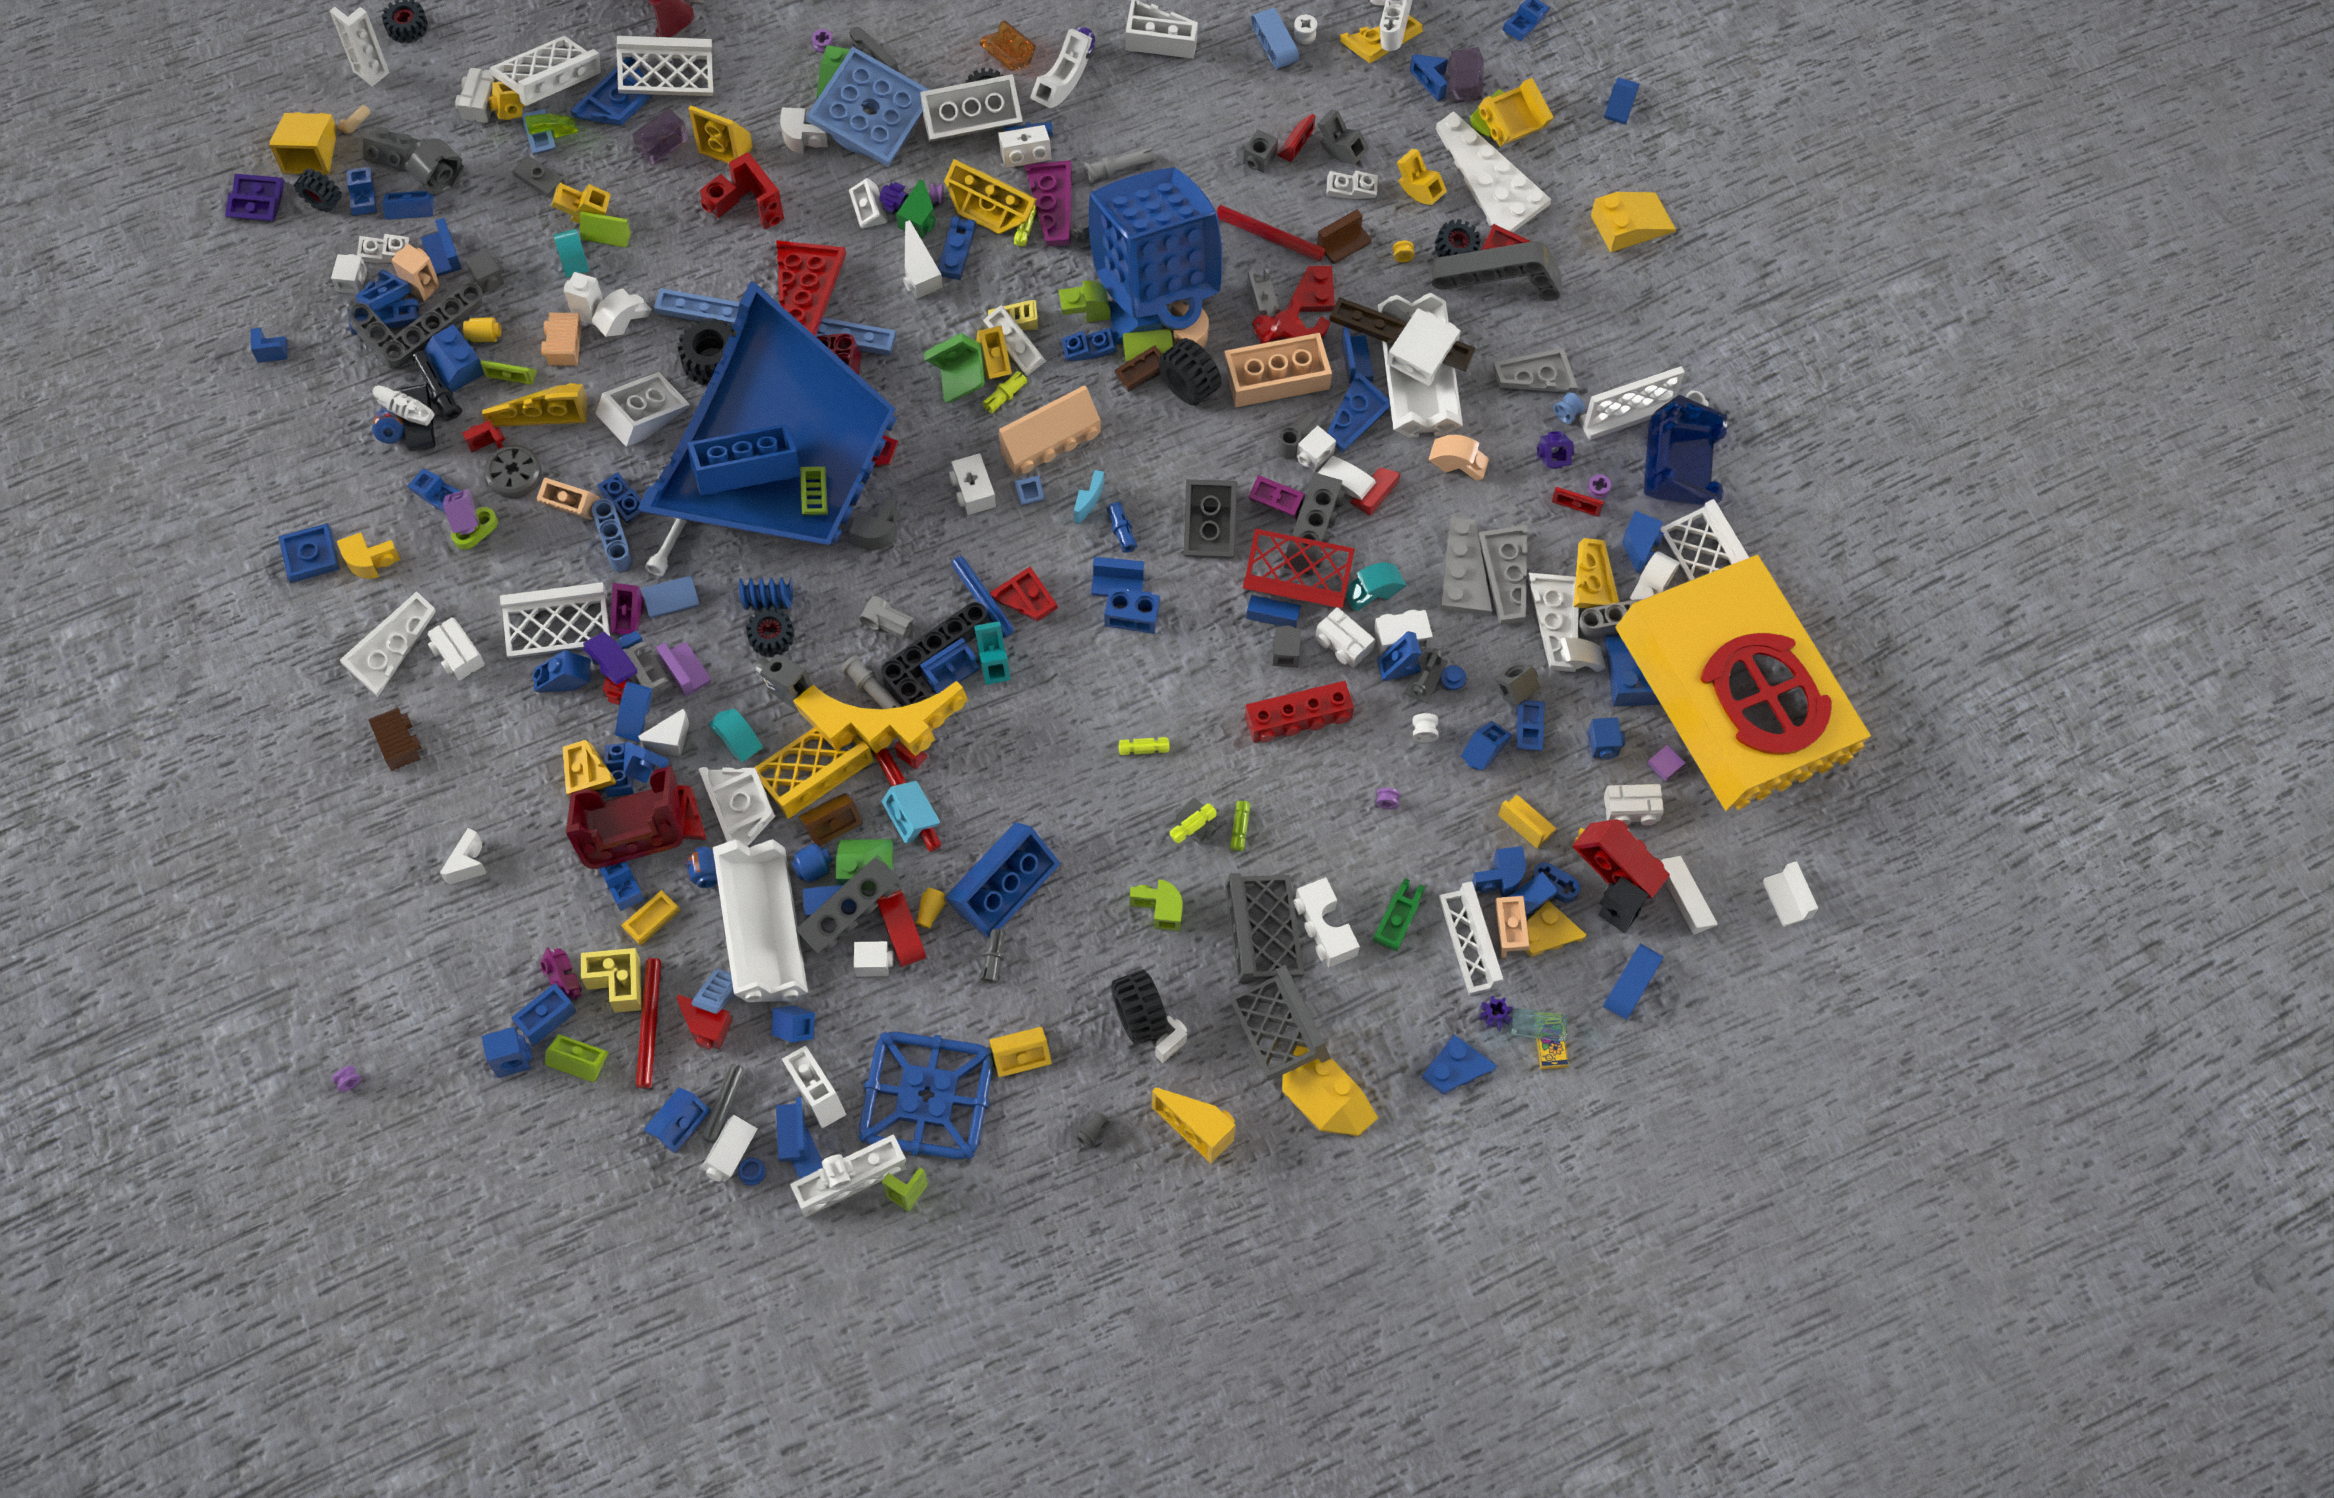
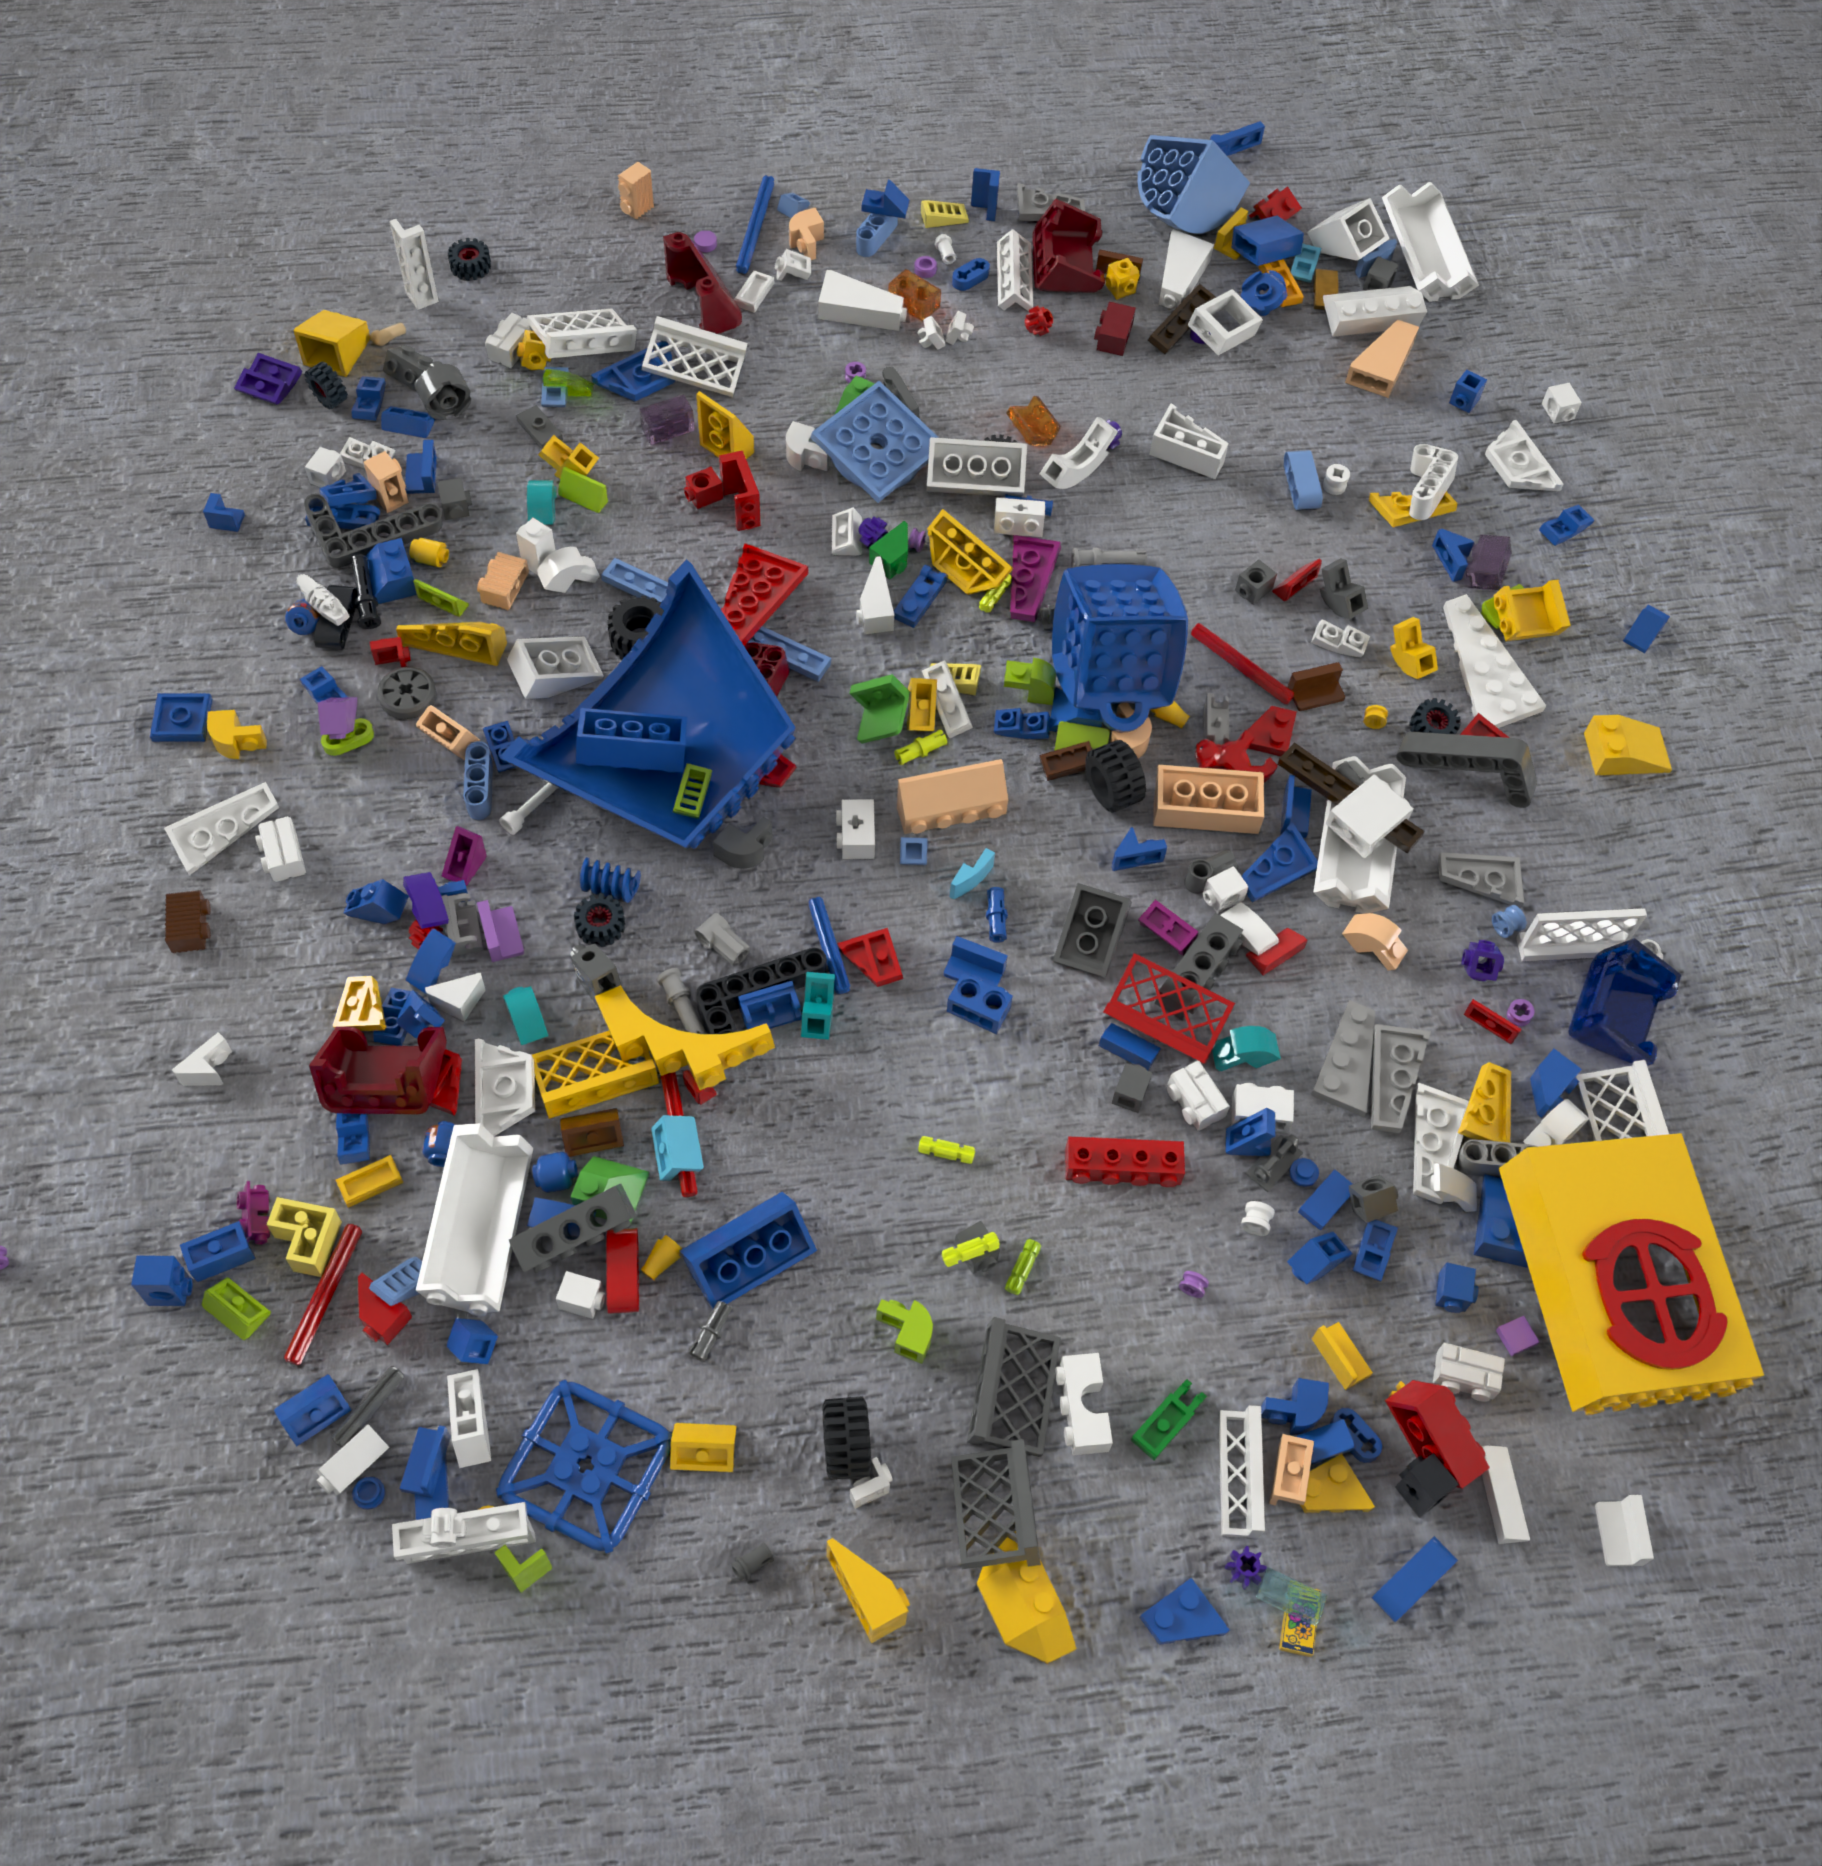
camera: 15 degrees right, 5 degrees down
(548, 600) = (395, 826): white fence -> none
(670, 596) = (513, 857): medium blue slope -> none
(1222, 299) = (1173, 714): none -> yellow cone
(1227, 438) = (1133, 854): none -> blue slope
(1478, 695) = (1326, 1200): none -> blue tile

